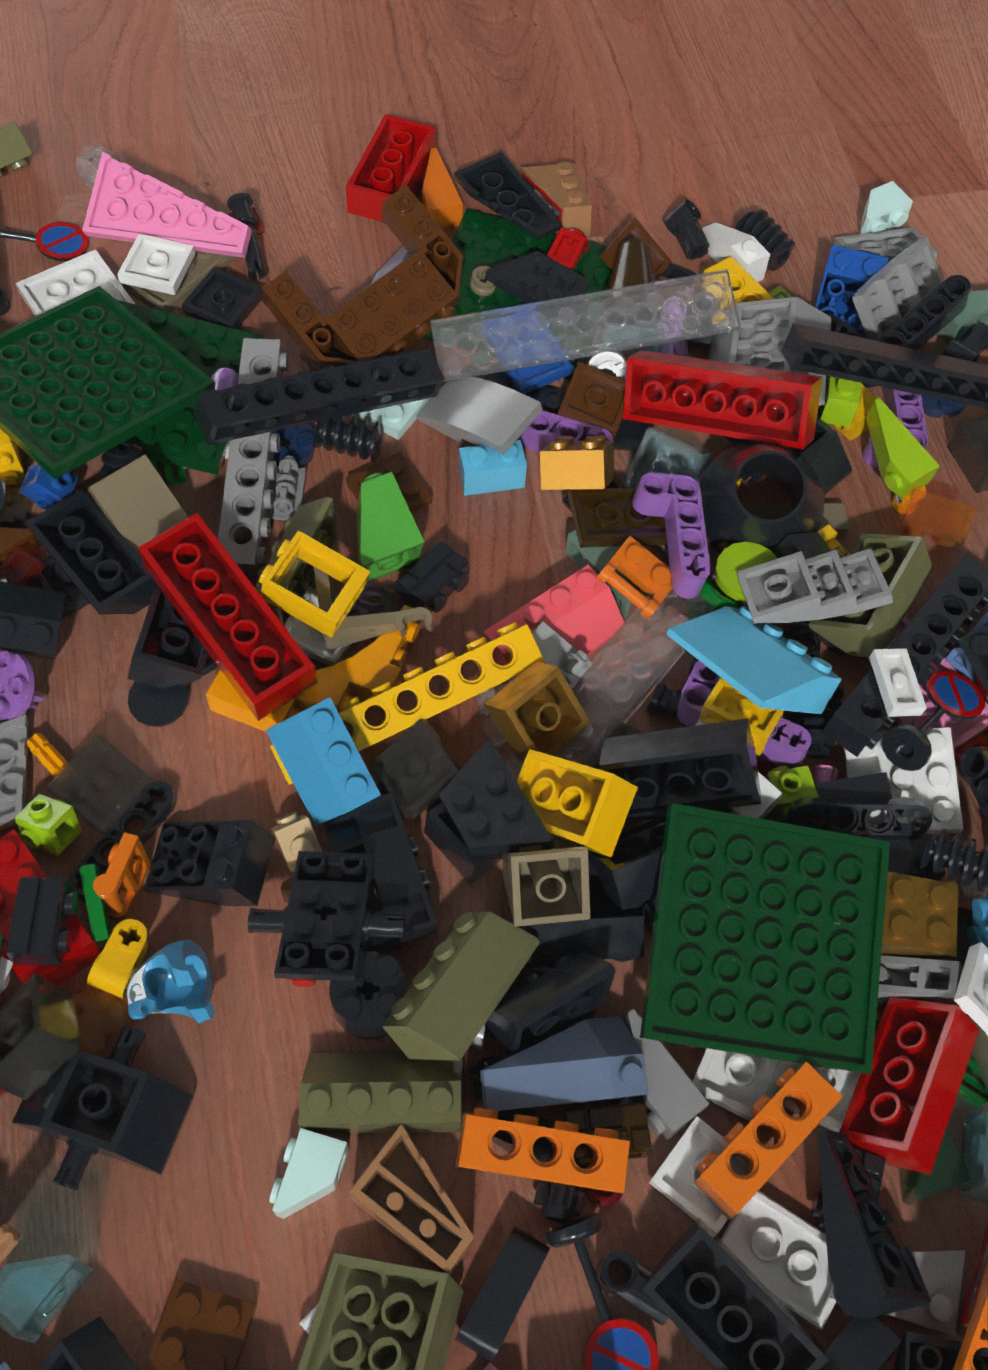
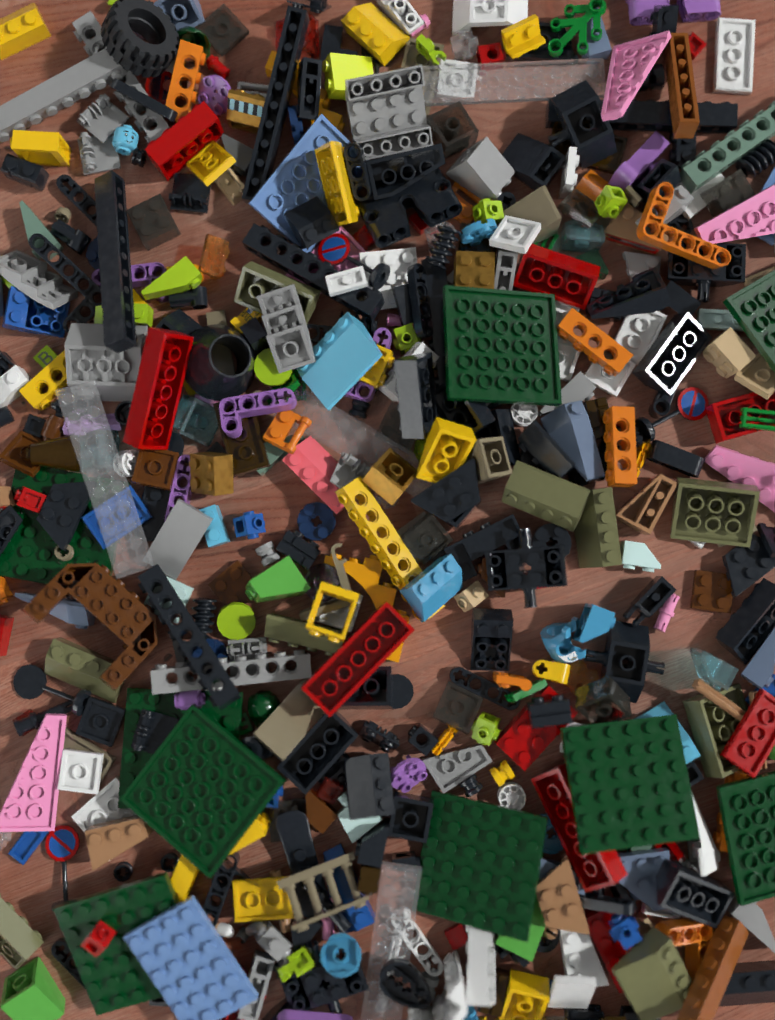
camera: 90 degrees left, 25 degrees up
(44, 274) = (114, 837): none -> medium nougat wedge
(66, 733) = (426, 746): none -> black brick
(70, 203) = (27, 845): none -> blue tile
(95, 644) = (385, 743): none -> black hinge
(180, 1218) = (666, 613): none -> bright pink pin
(191, 492) = (262, 706): none -> dark green hair
(192, 339) = (152, 730): none -> black hinge
(194, 1050) = (593, 623): none -> dark azure slope
(214, 1181) = (650, 599): none -> black hinge
(294, 233) = (31, 683): none -> black piece
(323, 278) = (79, 667): none -> olive slope
(334, 475) = (236, 620): none -> lime tile
(436, 532) = (267, 554): none -> light grey wheel
(473, 599) = (322, 530): none -> dark blue plate
(481, 503) = (249, 525): none -> blue brick
(511, 1212) = (641, 455): none -> light orange axle
(629, 986) = (523, 414): none -> white wheel
(868, 488) = (192, 298): none -> black piece

